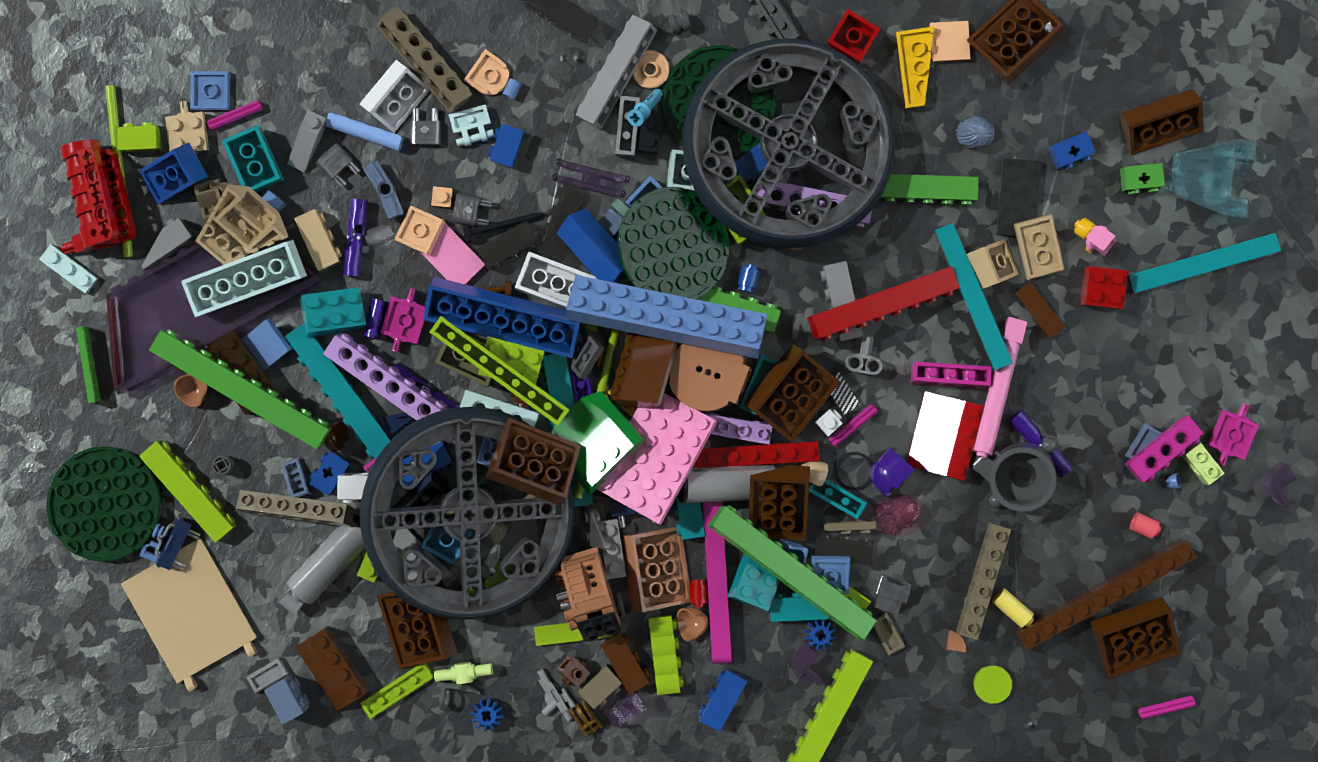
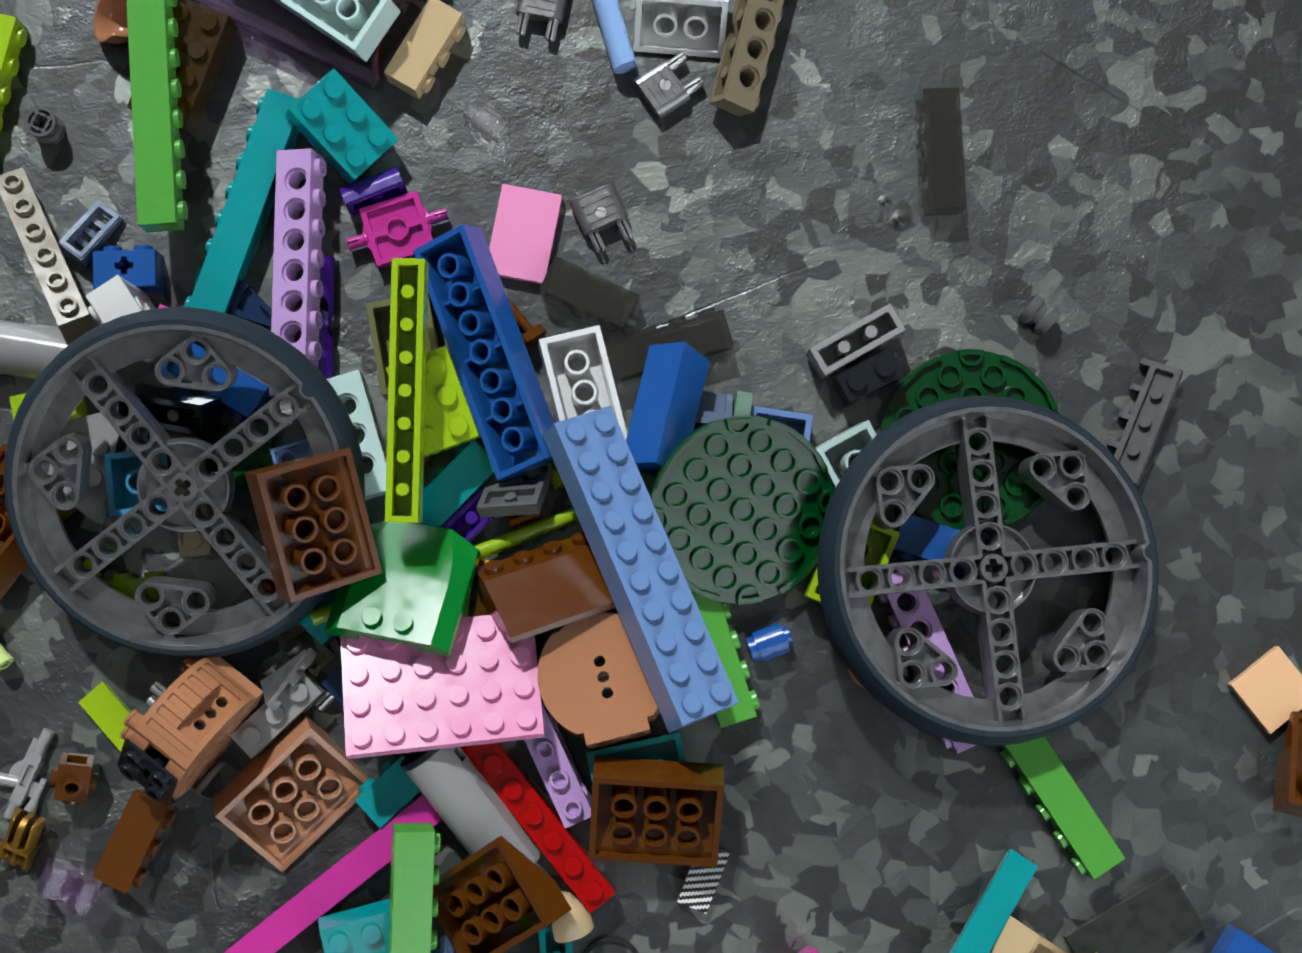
camera: 50 degrees right, 5 degrees down
(267, 343) = (243, 73): medium blue tile -> none
(337, 436) = (181, 245): reddish brown hair -> none
(354, 248) = (446, 101): dark purple piece -> none
(379, 179) = (558, 72): sand blue piece -> none
(419, 230) = (529, 168): light nougat tile -> none
(442, 197) = (593, 168): light nougat plate -> none
(469, 232) = (569, 231): black piece -> none
(471, 119) = (719, 134): light aqua plate -> none
(488, 74) = (794, 119): light nougat tile -> none
(506, 146) = (718, 204): blue brick -> none
(512, 88) = (797, 160): medium blue hinge -> none
(590, 178) = (753, 342): clear purple piece -> none
(600, 687) = (78, 829): dark tan brick -> none
(616, 72) = (916, 278): light grey brick -> none
(643, 109) = (893, 344): medium azure pin -> none
(659, 77) = (950, 339): light nougat tile -> none
(664, 654) = (184, 883): lime brick -> none
(691, 623) = (249, 893): nougat helmet -> none
(698, 592) = (298, 873): red brick -> none
(828, 421) = (652, 888): white brick -> none
(839, 292) = (827, 790): light grey brick -> none
(852, 425) = (671, 923): dark pink axle -> none
(853, 36) = (1190, 555): red brick -> none
(864, 358) = (771, 876): light grey beam -> none
(882, 303) = (864, 849): red brick -> none
(915, 58) = (1214, 661): yellow wing -> none
(975, 132) = (1179, 811): sand blue hair -> none

